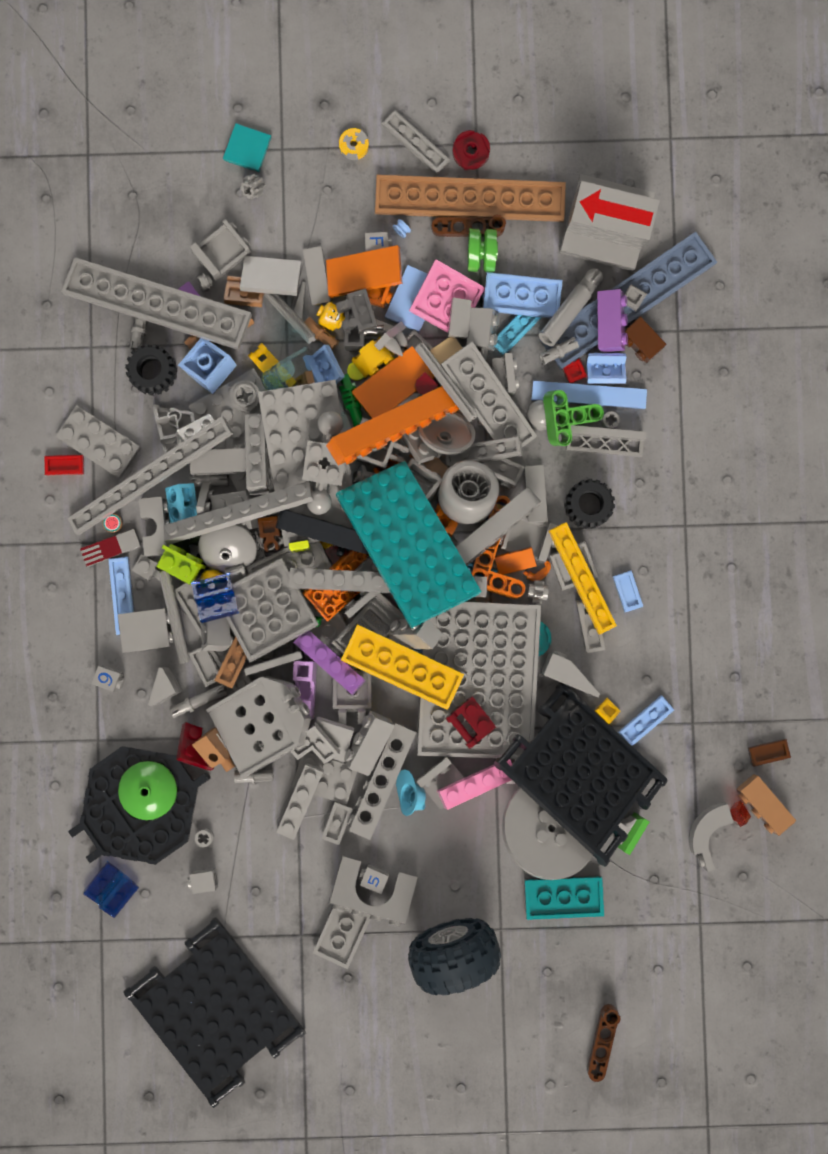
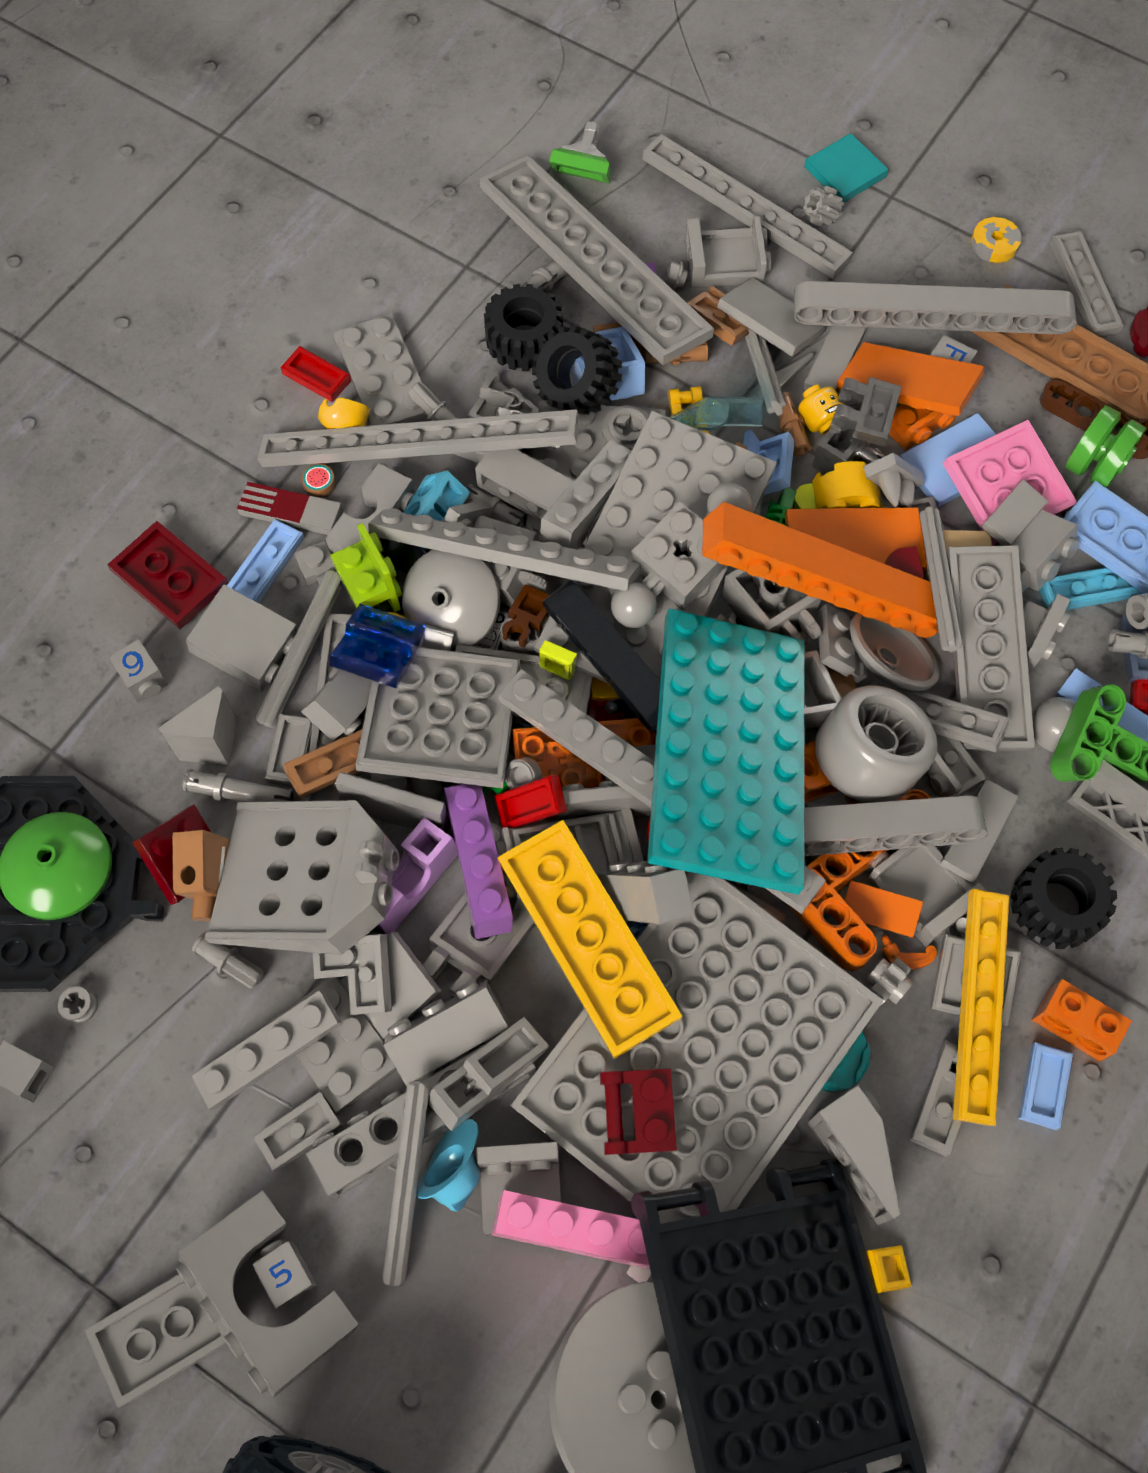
camera: 35 degrees right, 20 degrees down
(81, 622) = (168, 574): none -> dark red plate
(101, 484) = (343, 414): none -> yellow hair
(106, 239) = (583, 158): none -> bright green piece
(142, 448) = (429, 403): none -> light grey axle
(194, 397) = (555, 364): none -> black tyre
(210, 211) = (745, 203): none -> light grey plate
(323, 612) = (522, 772): none -> light grey tile
(336, 624) = (531, 802): none -> red tile
(350, 219) = (934, 307): none -> light grey beam
(397, 813) = (406, 1183): none -> light grey axle
(399, 749) = (486, 1073): none -> light grey slope
(401, 228) = (998, 365): light blue bush -> none
(627, 554) = (1082, 1020): none -> orange brick
(646, 720) = (950, 1337): light blue tile -> none

